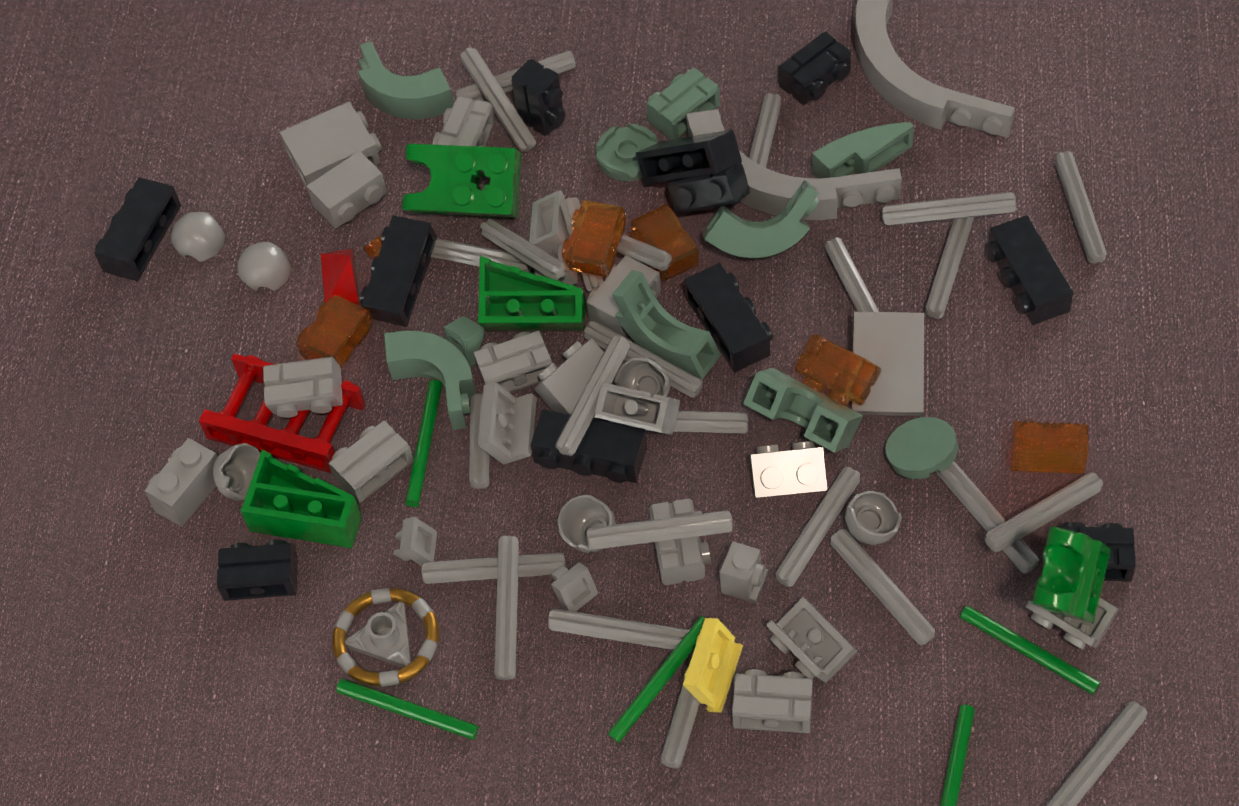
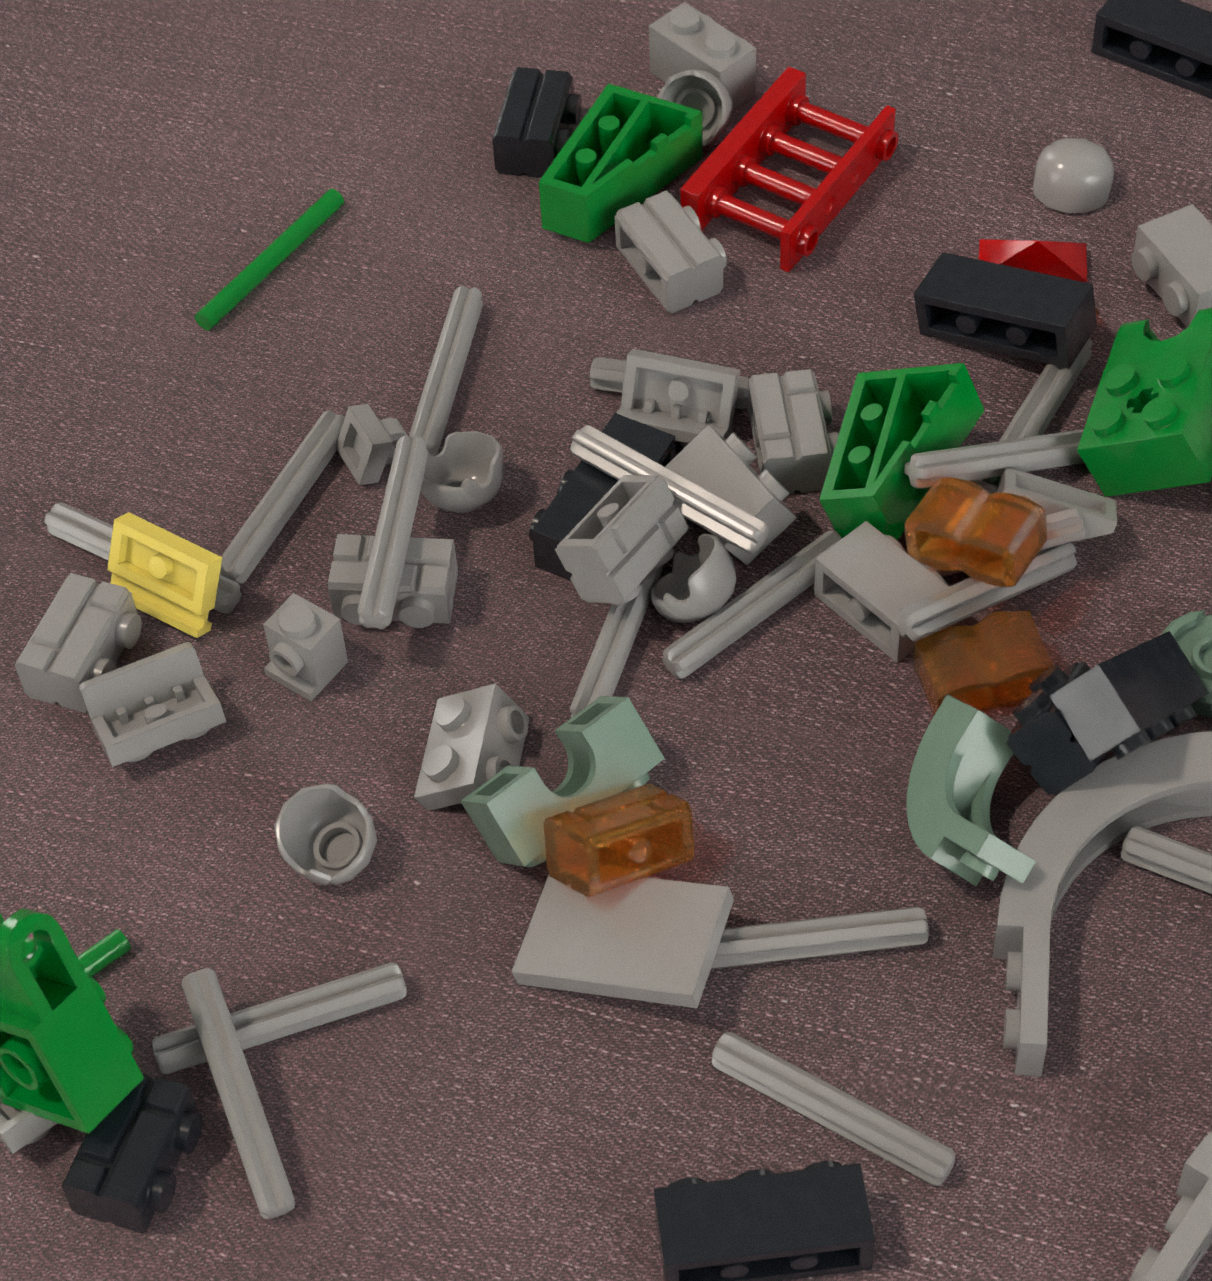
camera: 100 degrees right, 5 degrees down
(197, 236) = (1152, 109): light grey hair -> none
(302, 386) = (796, 161): light grey brick -> none
(336, 332) = (909, 231): clear orange brick -> none
(385, 637) = (388, 249): light grey piece -> none
(417, 541) = (514, 286): light grey tile -> none
(423, 444) = (693, 323): green bar -> none
(435, 358) = (827, 342): sand green arch -> none
(465, 336) = (842, 366): sand green slope -> none
(506, 608) = (367, 364): light grey axle -> none
(656, 683) = (176, 516): green bar -> none
(659, 331) = (789, 619): sand green arch -> none
(728, 317) = (797, 724): black brick -> none
(817, 527) = (357, 775): light grey axle -> none
(862, 150) = (1120, 1011): sand green slope -> none
(882, 587) = (191, 841): light grey axle -> none
(922, 447) = (436, 944): sand green tile -> none
(949, 208) = (935, 1121): light grey axle -> none
(1049, 447) = (358, 1138): clear orange brick -> none

